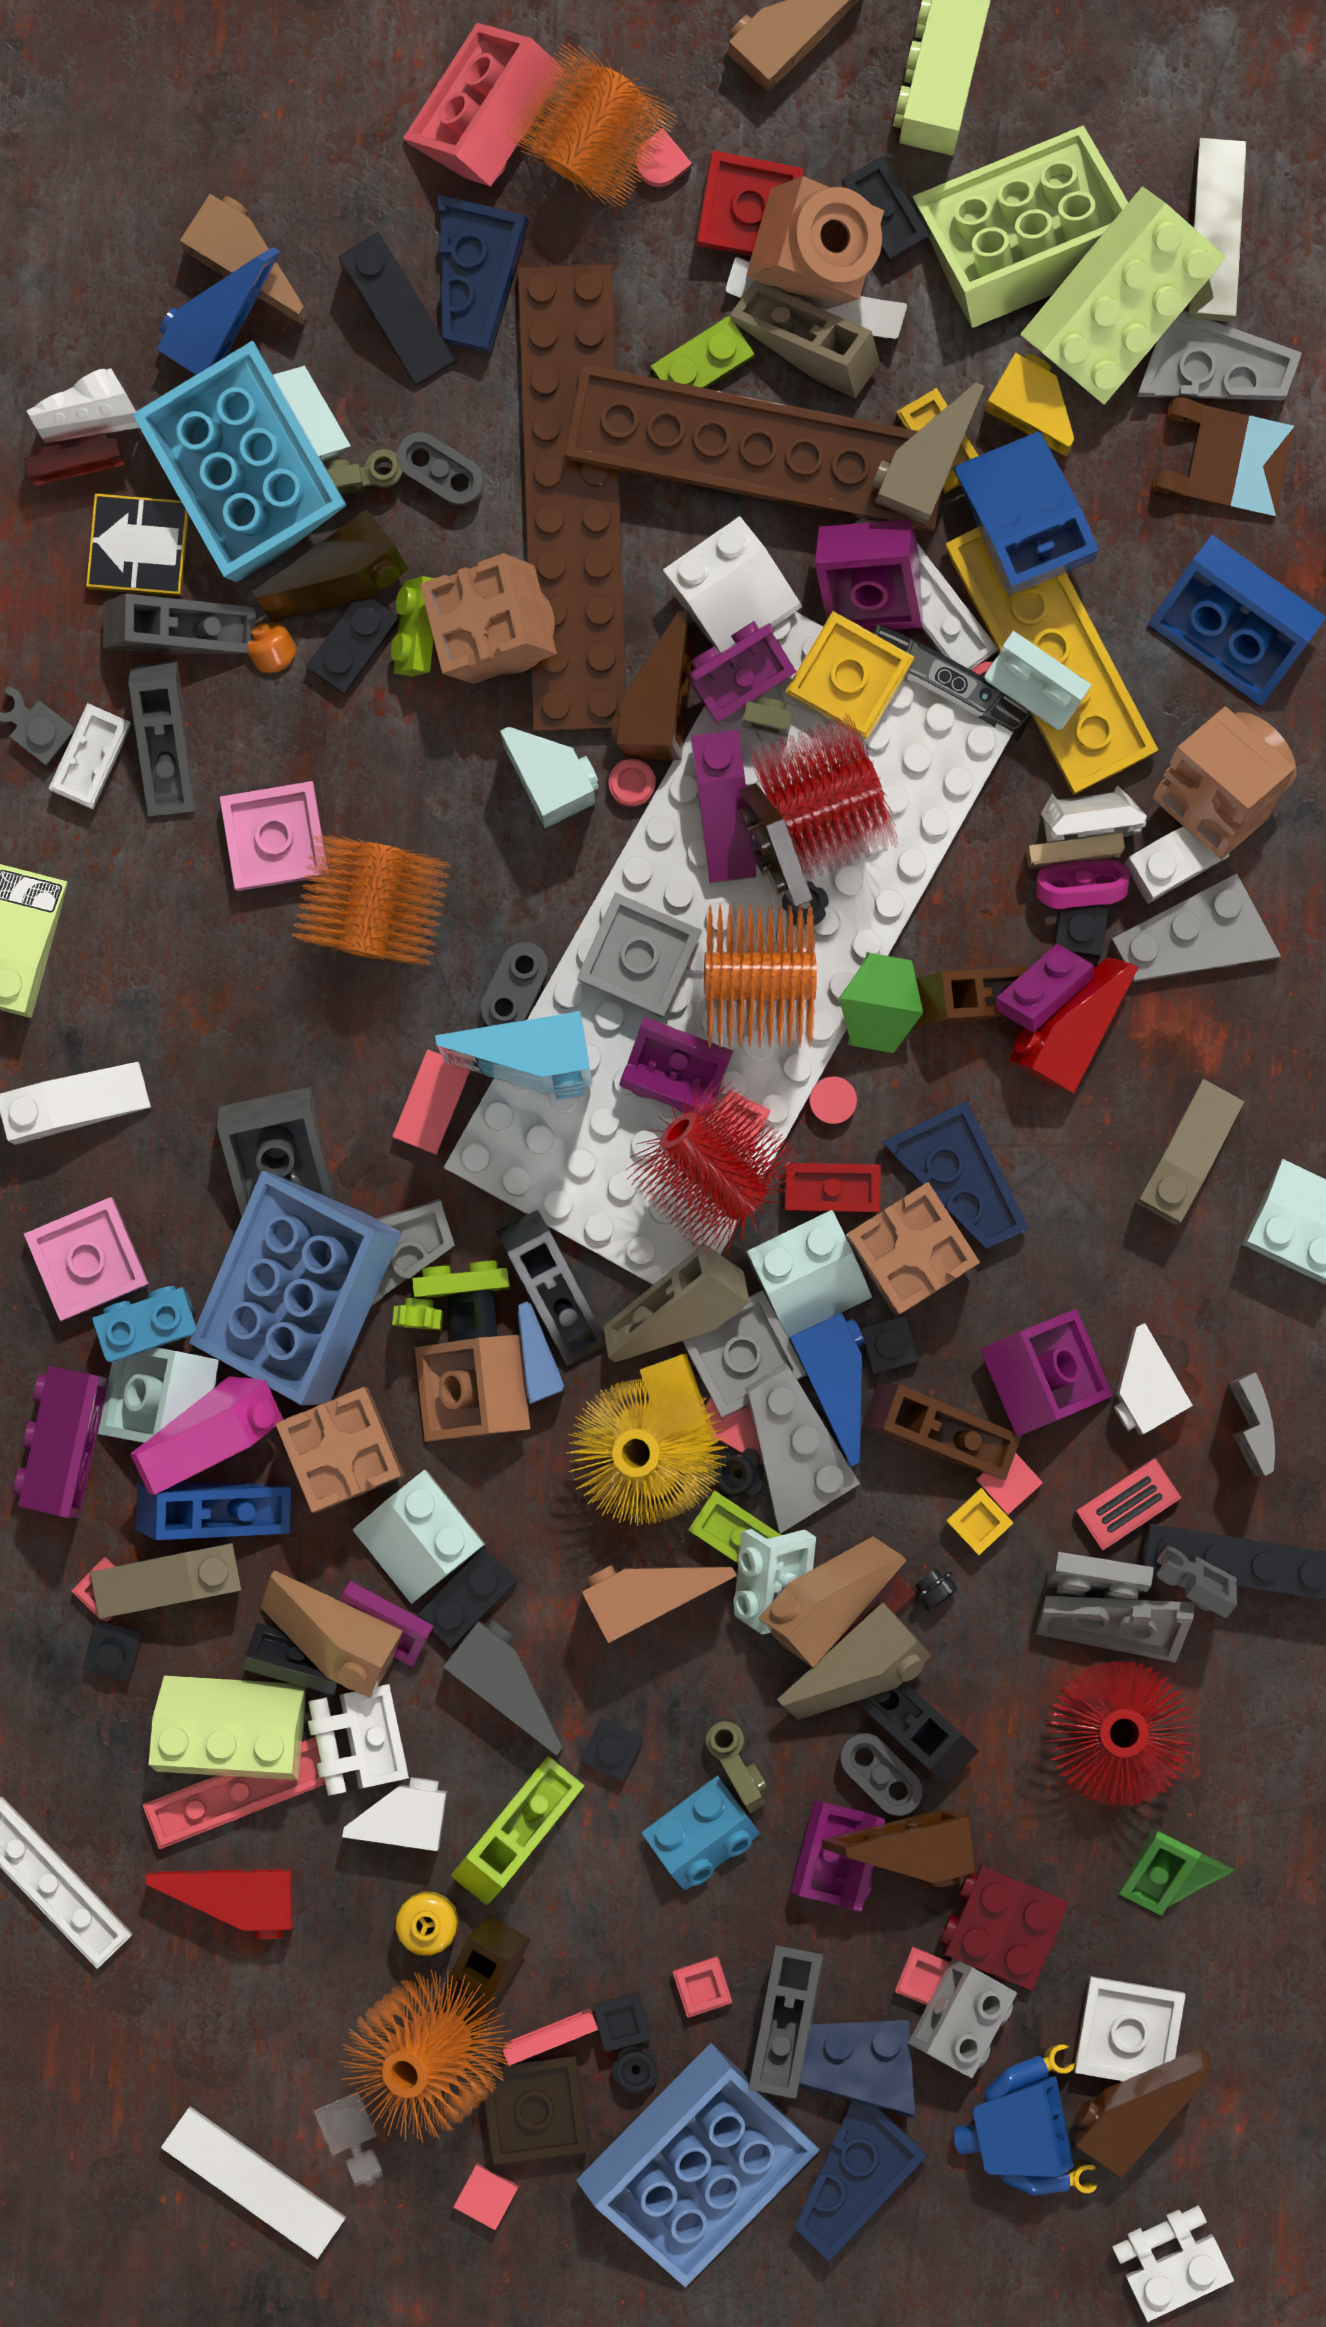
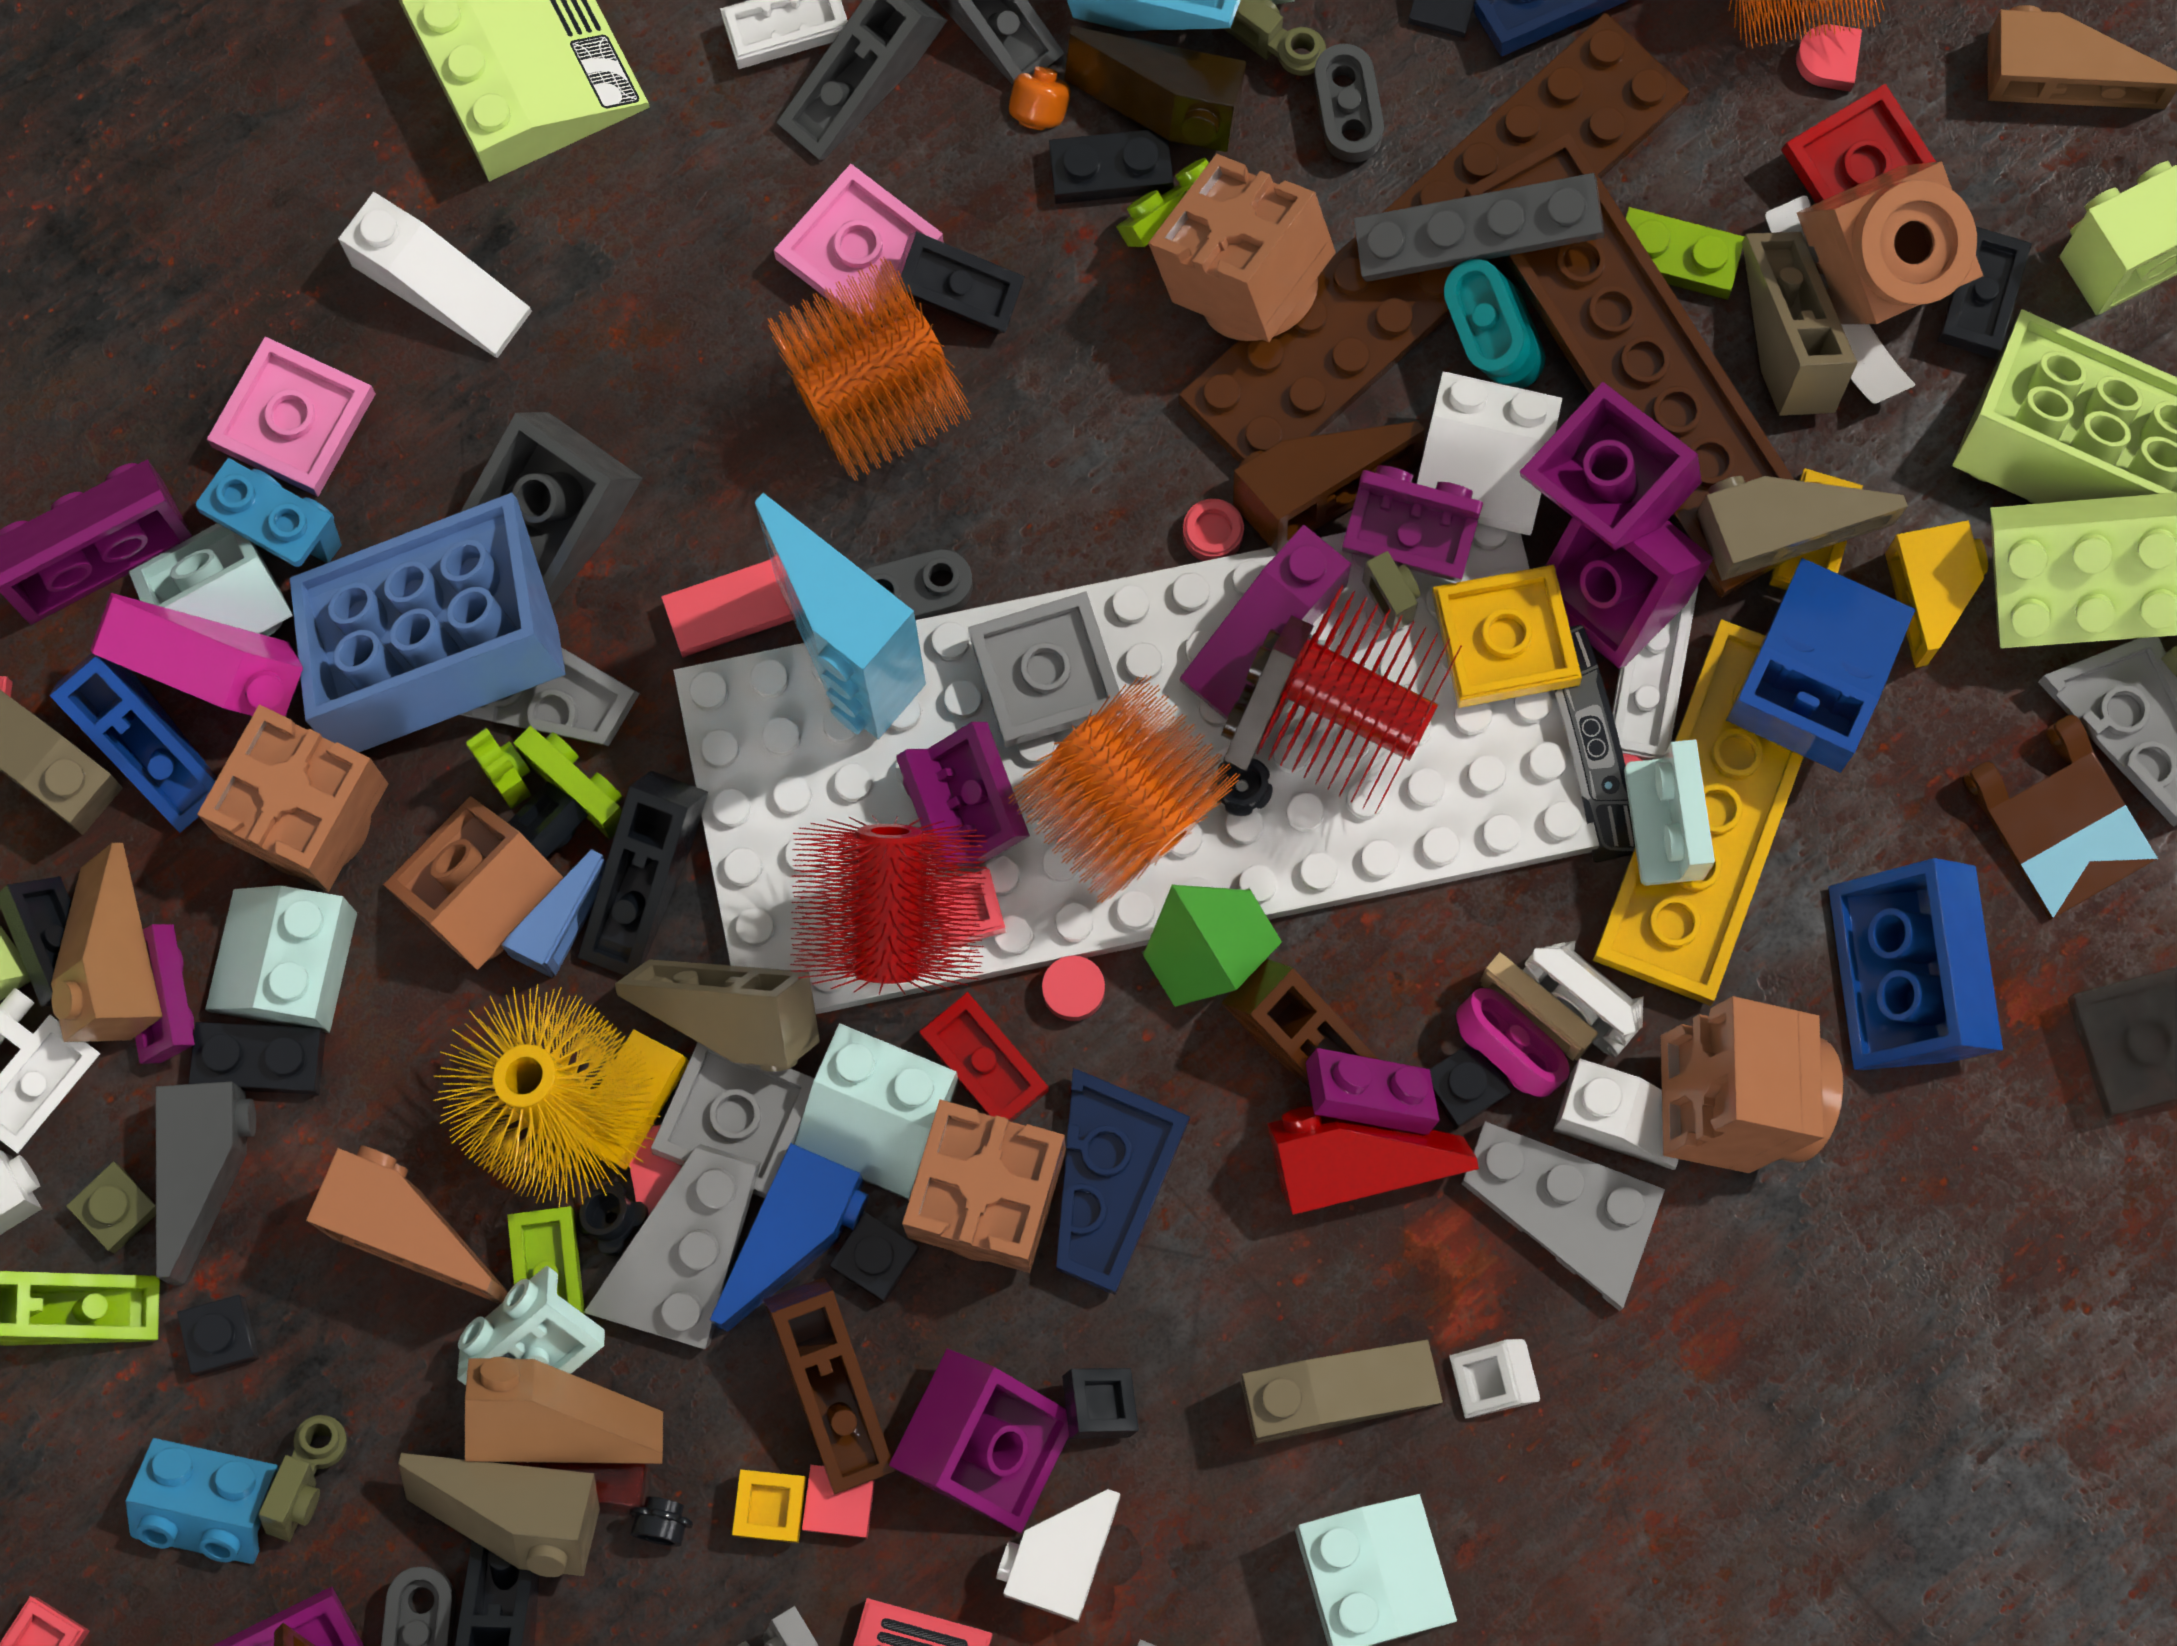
camera: 50 degrees right, 10 degrees down
(353, 799) = (959, 283): none -> black plate
(485, 1749) = (113, 1207): none -> olive plate
(551, 775) = (1143, 443): light aqua slope -> none
(596, 471) = (1479, 227): none -> dark grey plate
(657, 512) = (1494, 324): none -> teal brick
(816, 533) = (1614, 469): none -> magenta slope
(1082, 1290) = (1100, 1403): none -> black plate
(1256, 1060) = (1494, 1377): none -> white slope

